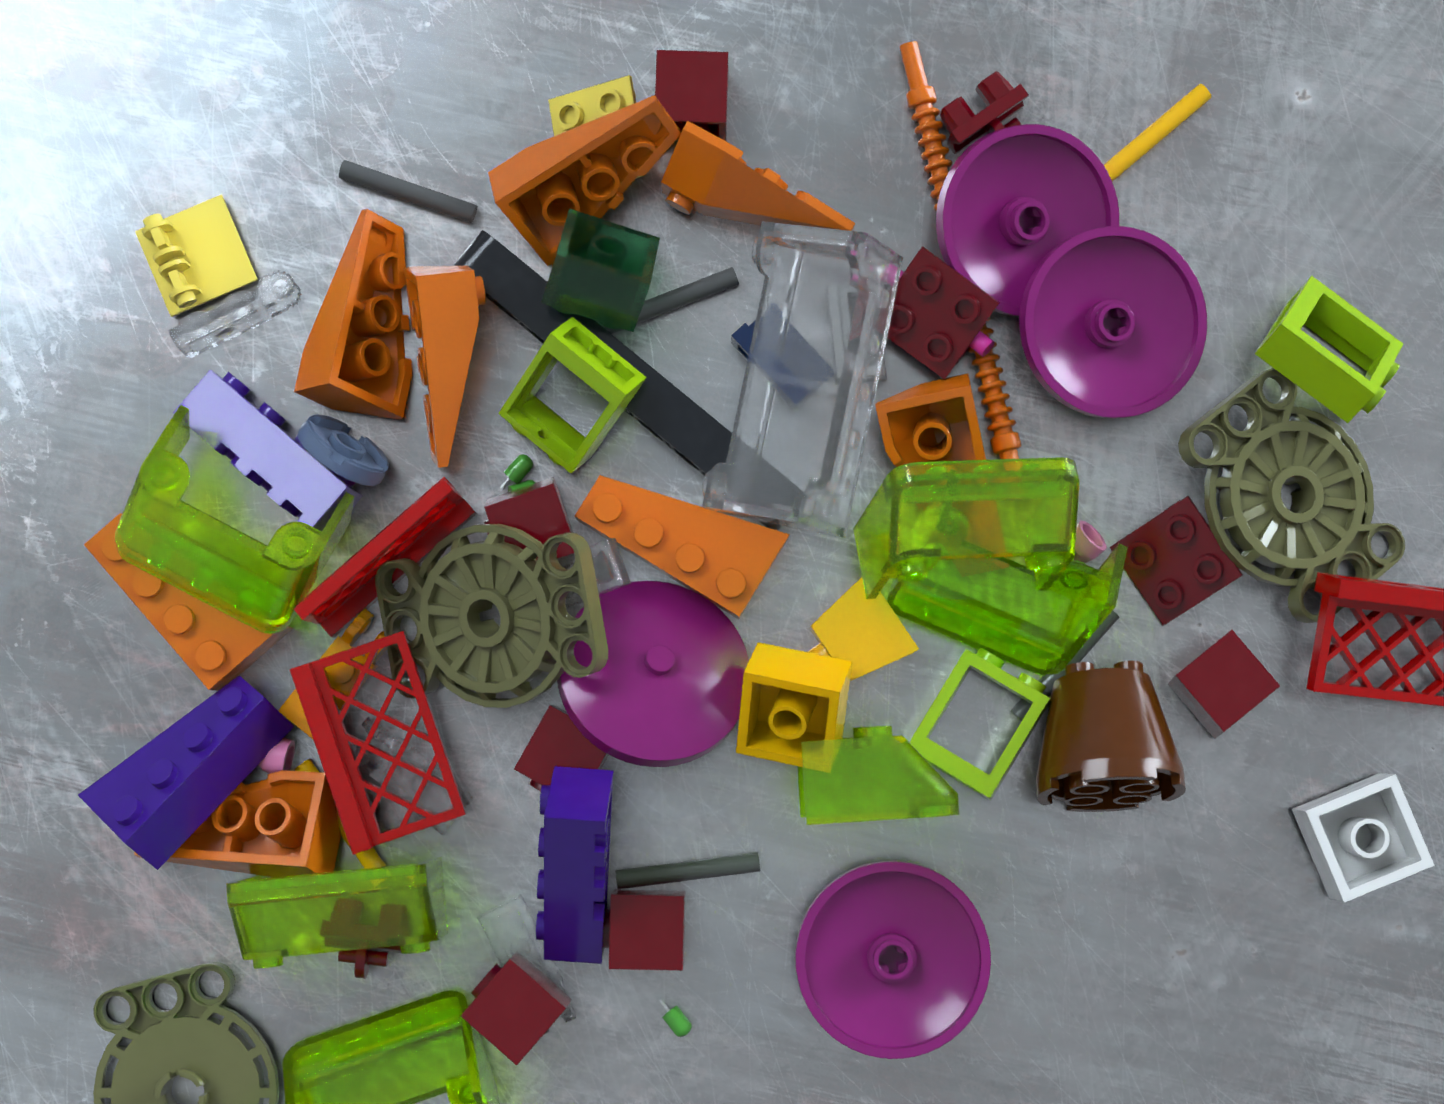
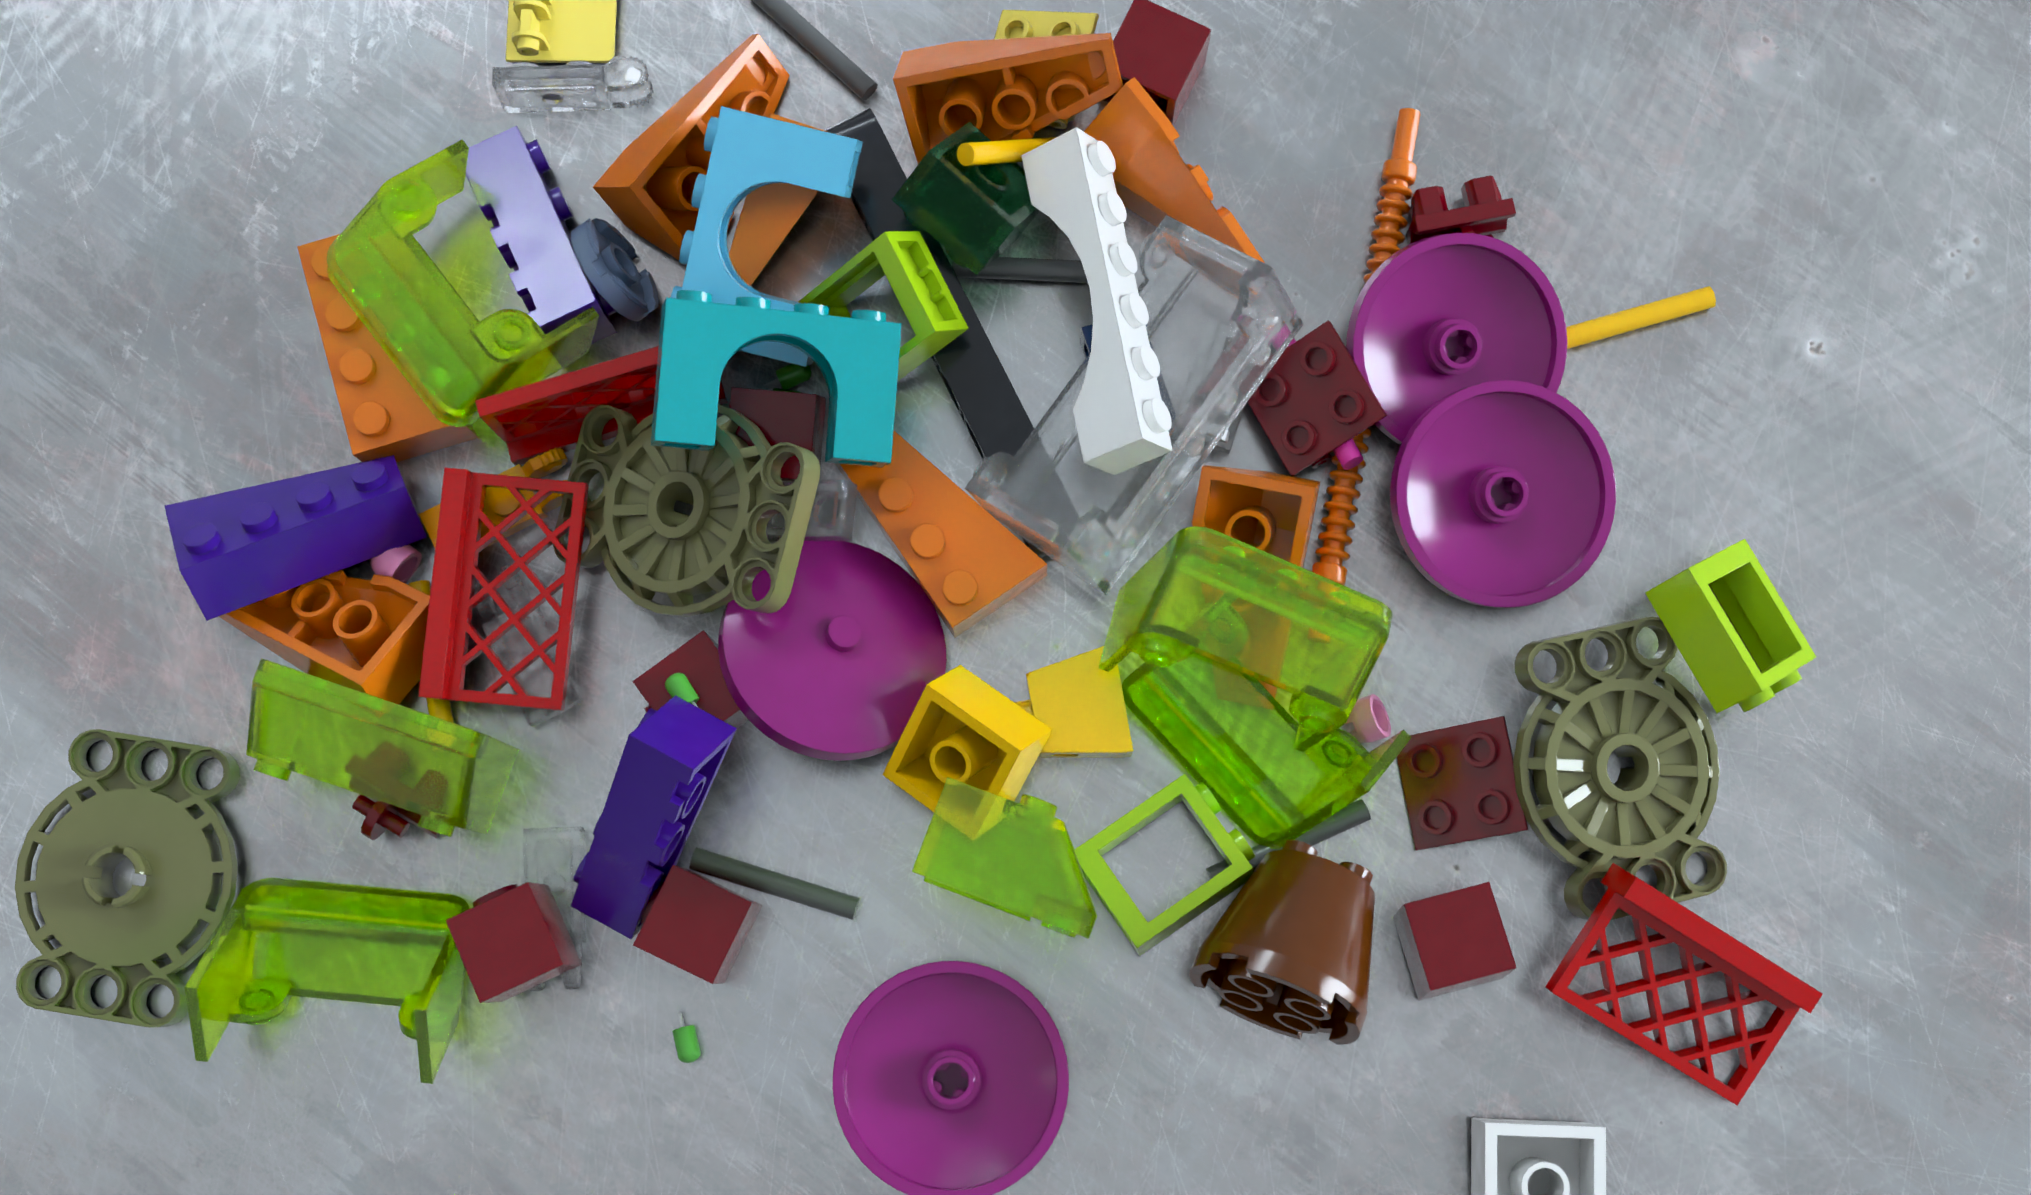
camera: 25 degrees right, 5 degrees down
(441, 443) = (745, 156): none -> medium azure arch
(452, 484) = (853, 354): none -> teal arch
(553, 757) = (679, 685): none -> bright green piece
(618, 216) = (997, 151): none -> yellow bar
(793, 387) = (1120, 401): none -> white arch

